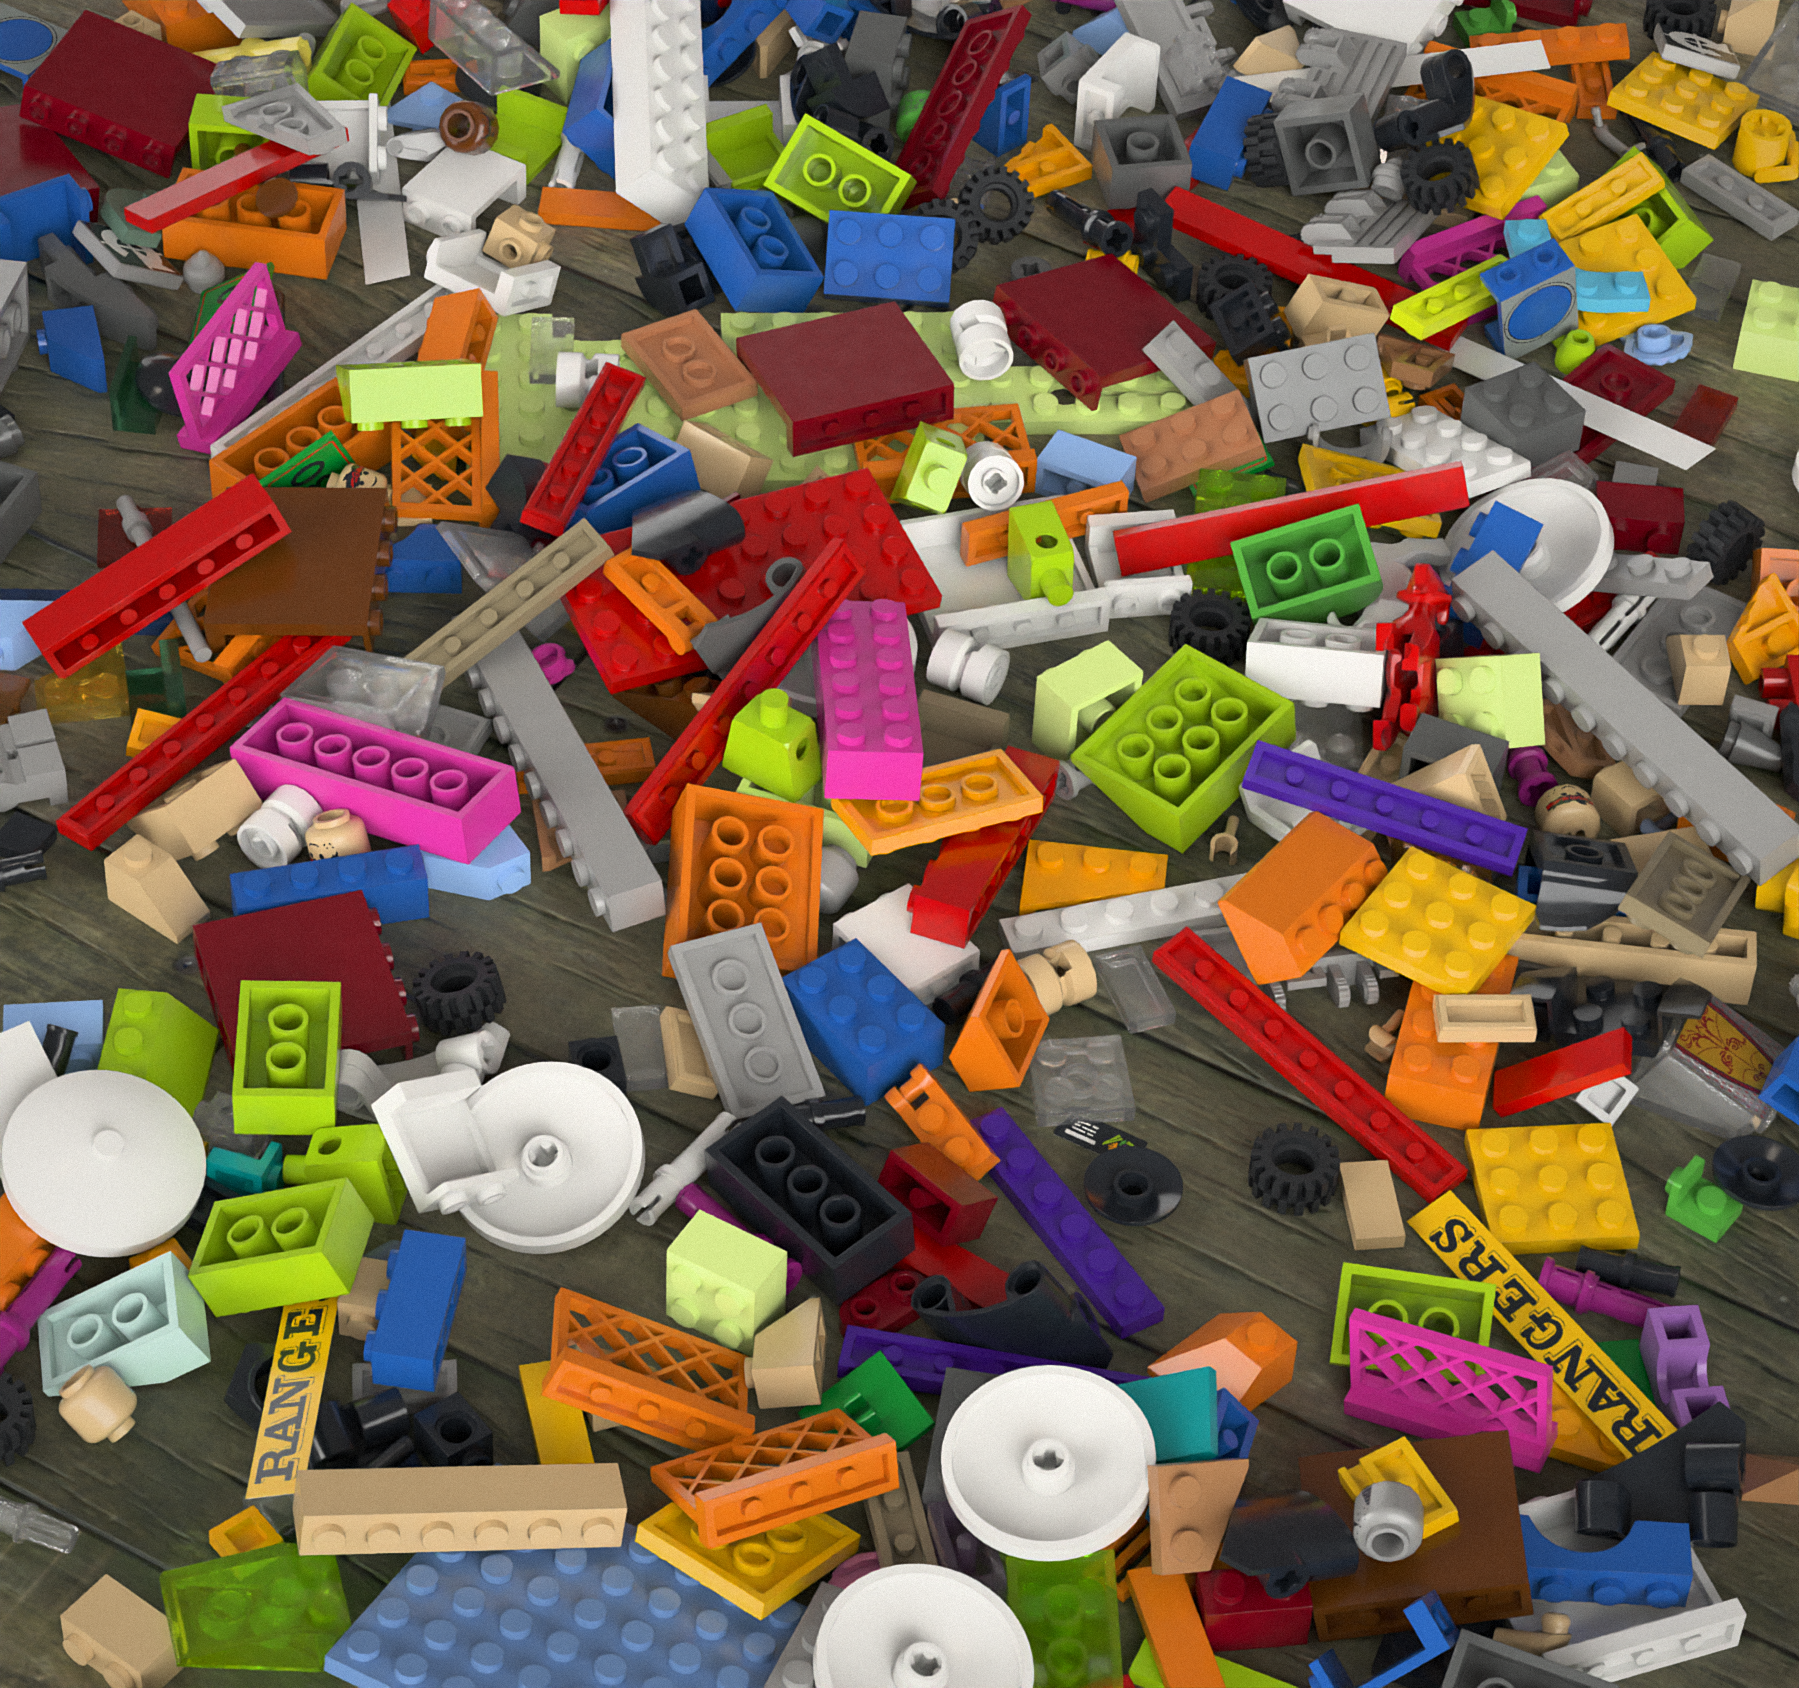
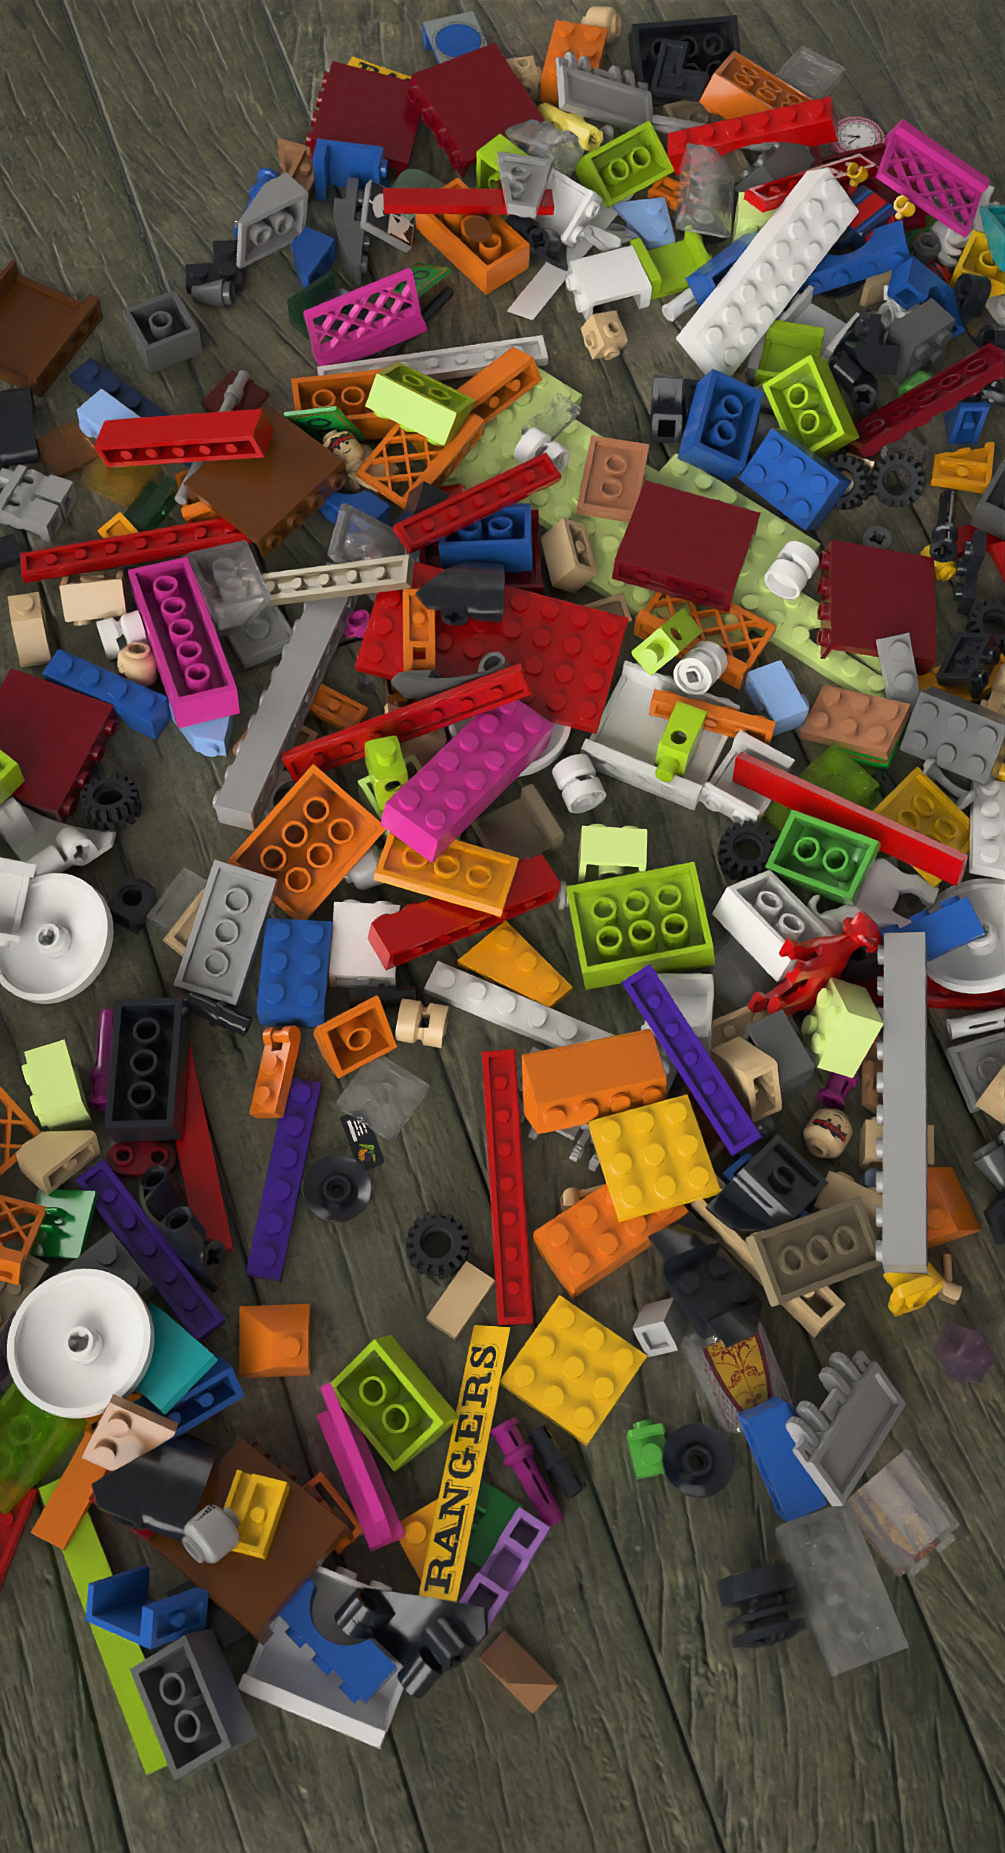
camera: 40 degrees right, 20 degrees up
(203, 271) = (424, 250): light grey plate -> none
(460, 266) = (562, 348): white panel -> none
(469, 127) = (631, 244): reddish brown head -> none
(592, 210) = (664, 330): orange tile -> none
(685, 1169) = (107, 997): white pin -> none
(938, 1193) = (224, 1114): dark red brick -> none
(1135, 989) = (466, 1066): clear tile -> none
(1226, 841) = (617, 1001): tan hand -> none
(1484, 1018) = (617, 1240): tan tile -> none
(1551, 1637) = (255, 1660): tan arm -> none
(1562, 1072) = (639, 1307): red tile -> none

